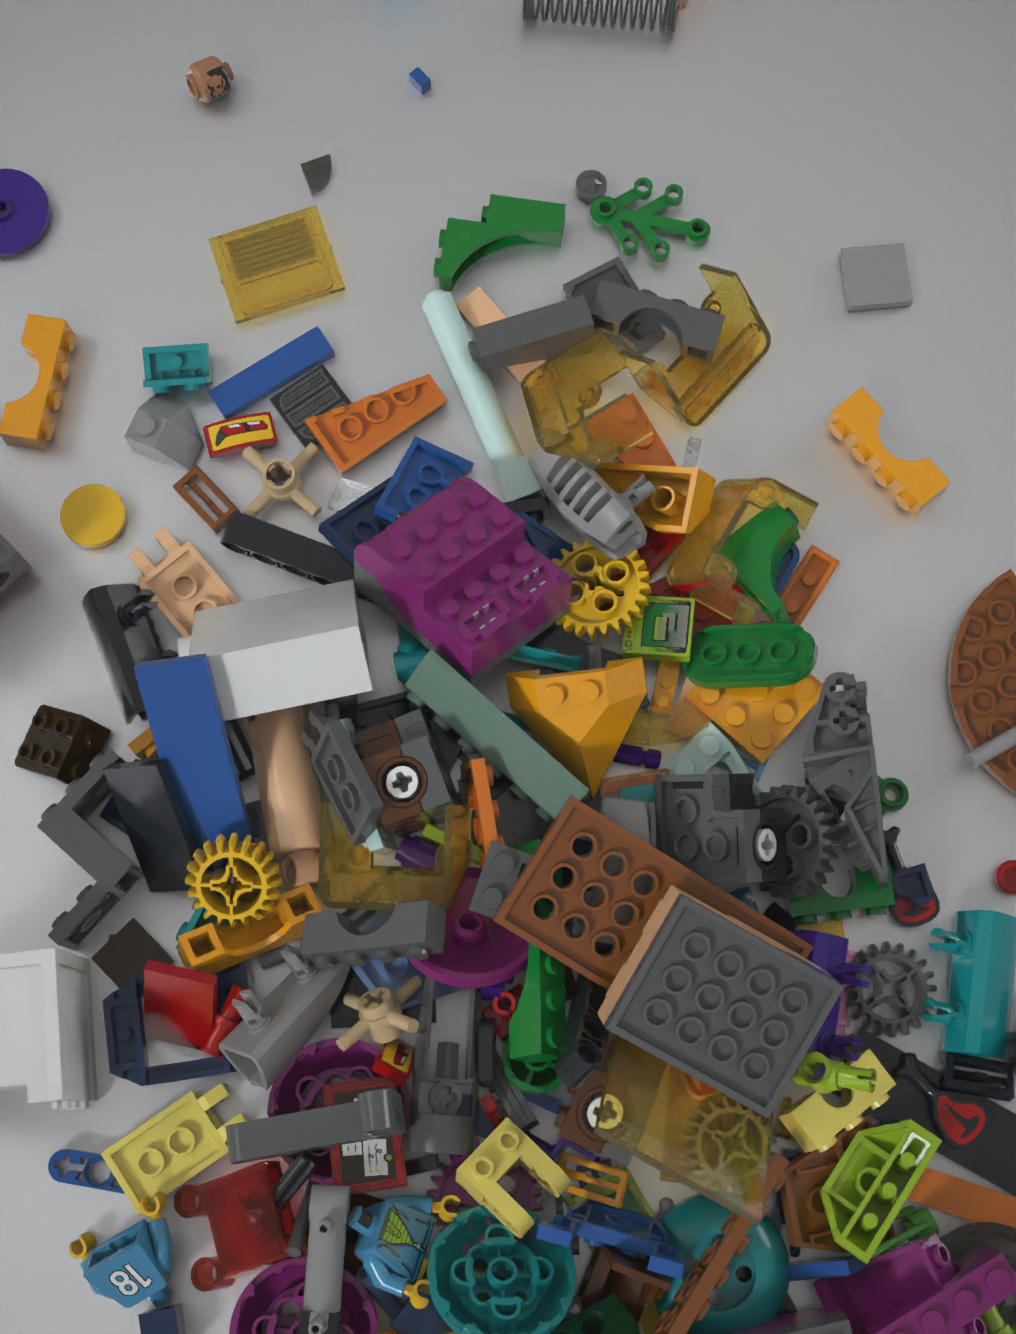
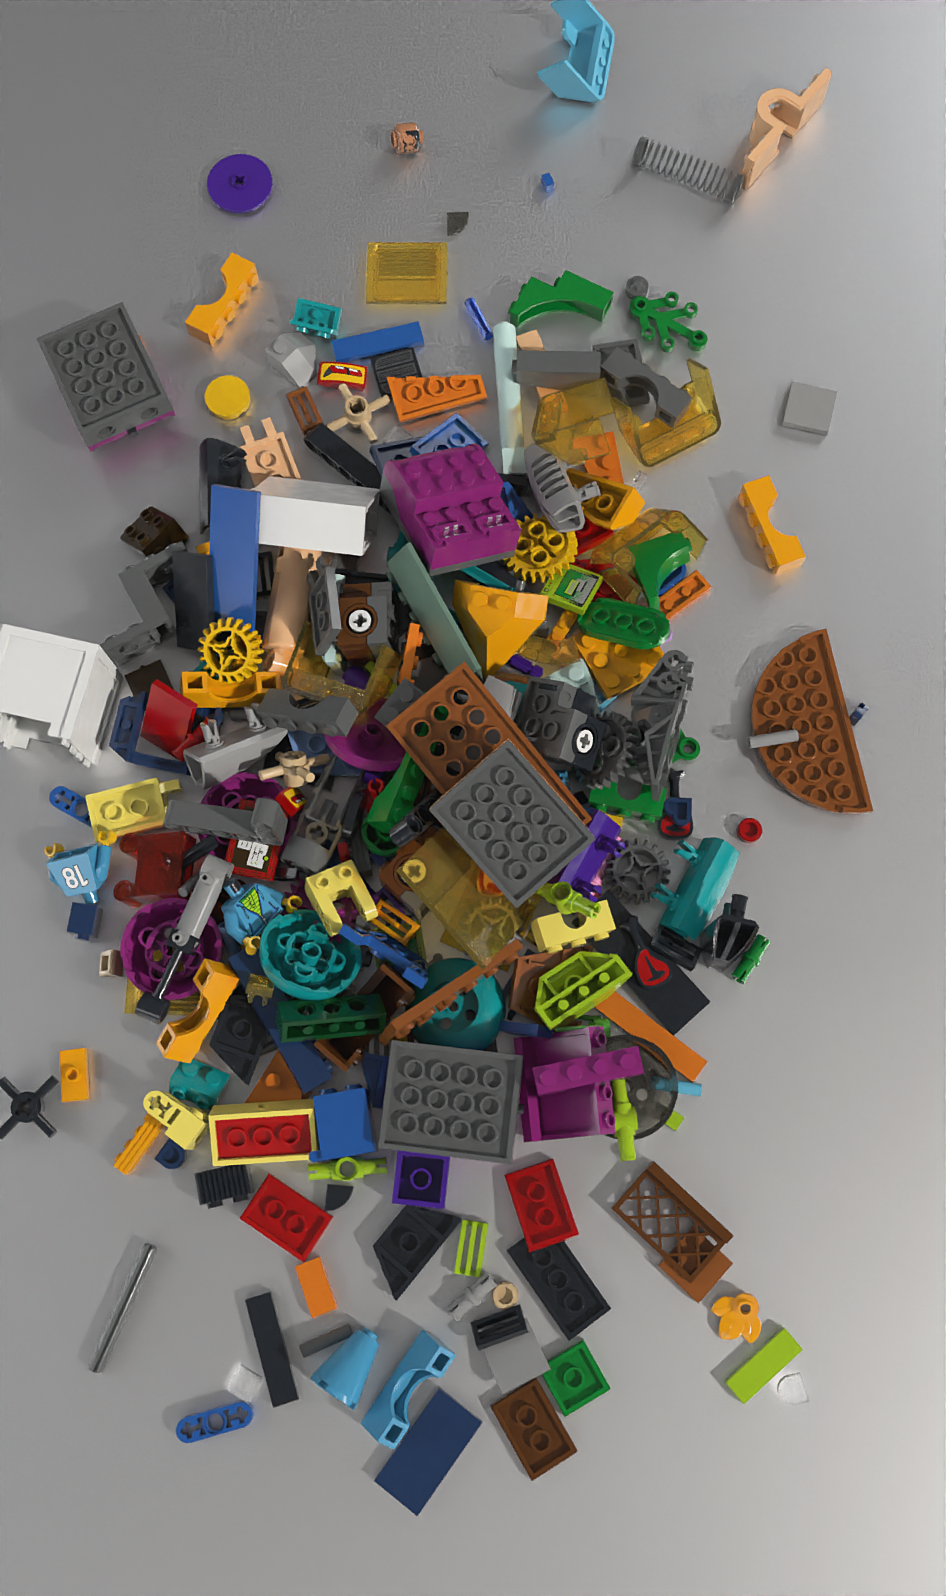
camera: 20 degrees right, 0 degrees up
(396, 296) = (479, 319): none -> clear blue piece

